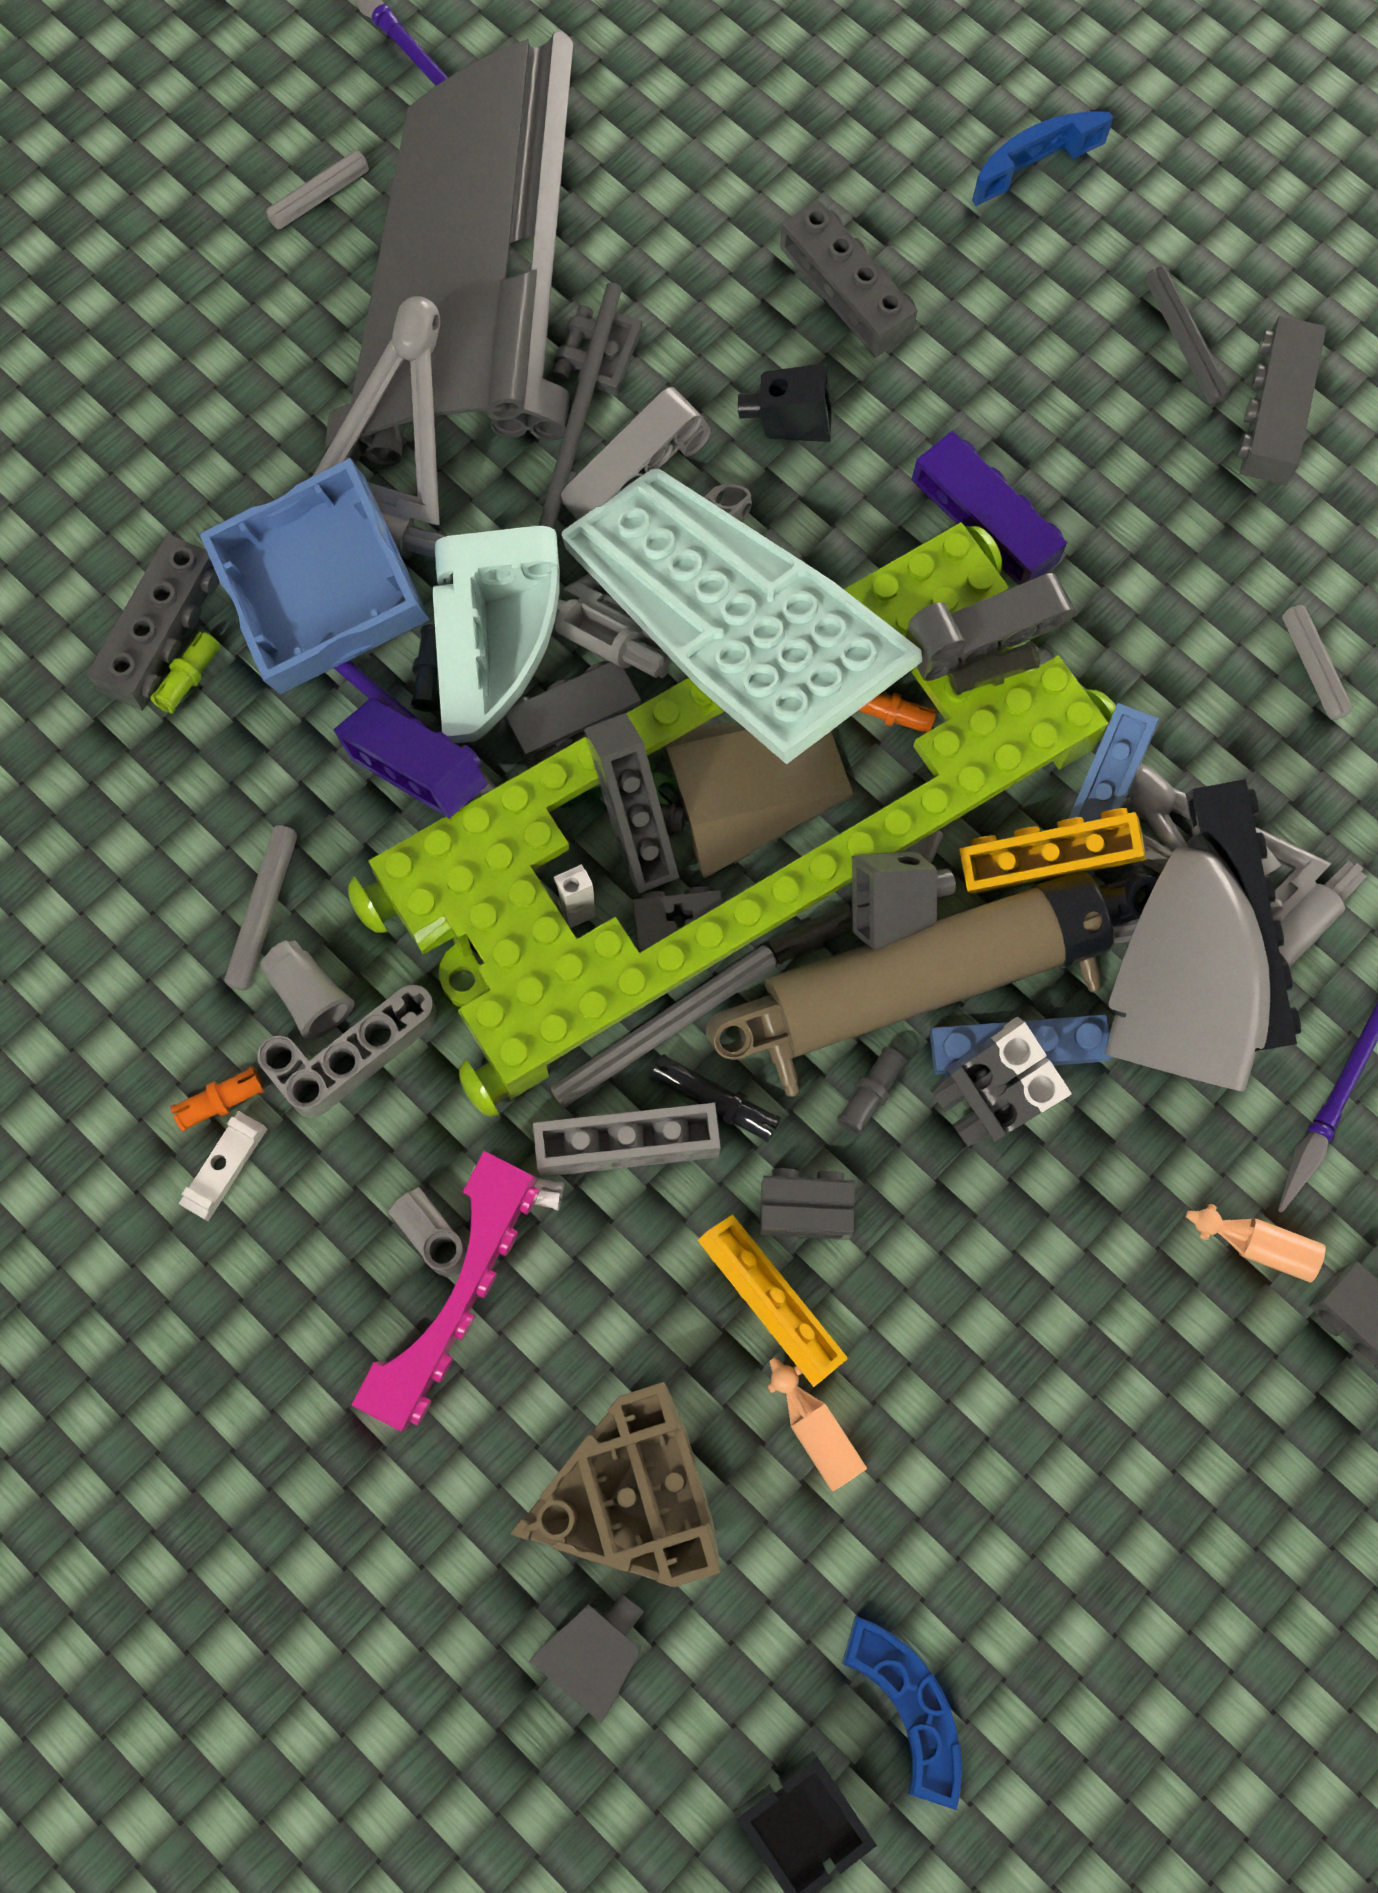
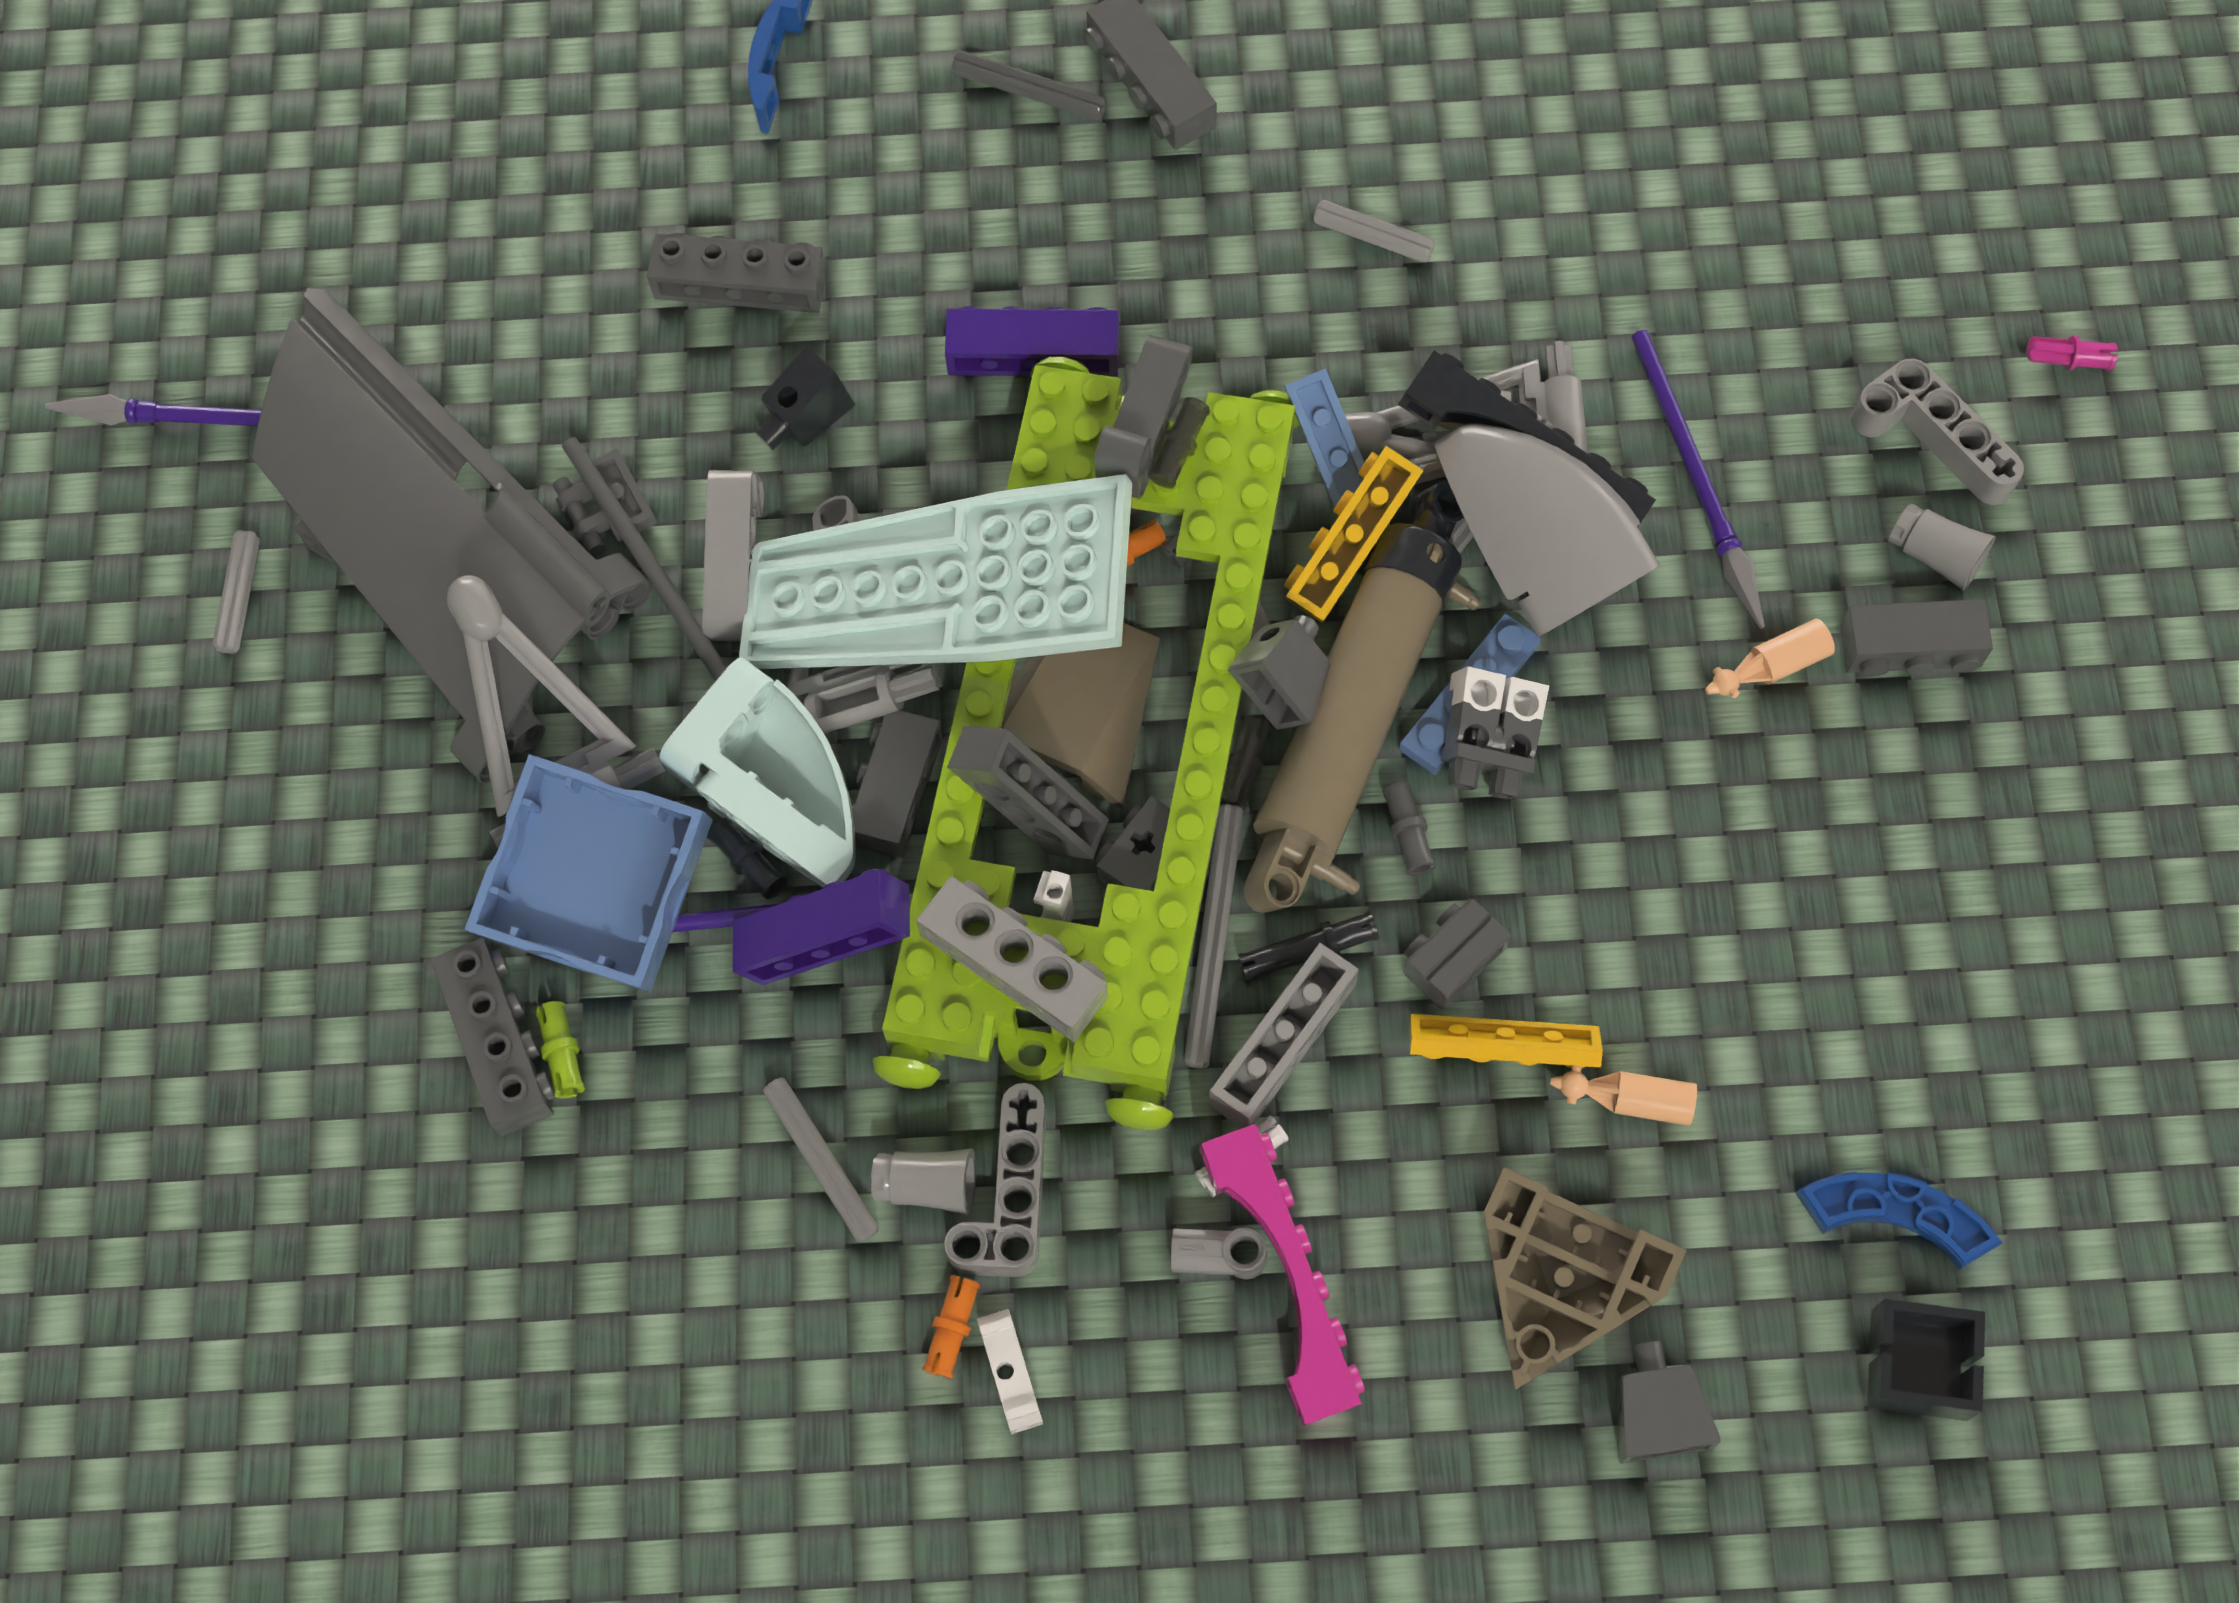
camera: 40 degrees left, 5 degrees down
(476, 832) = (1063, 1009): none -> light grey brick

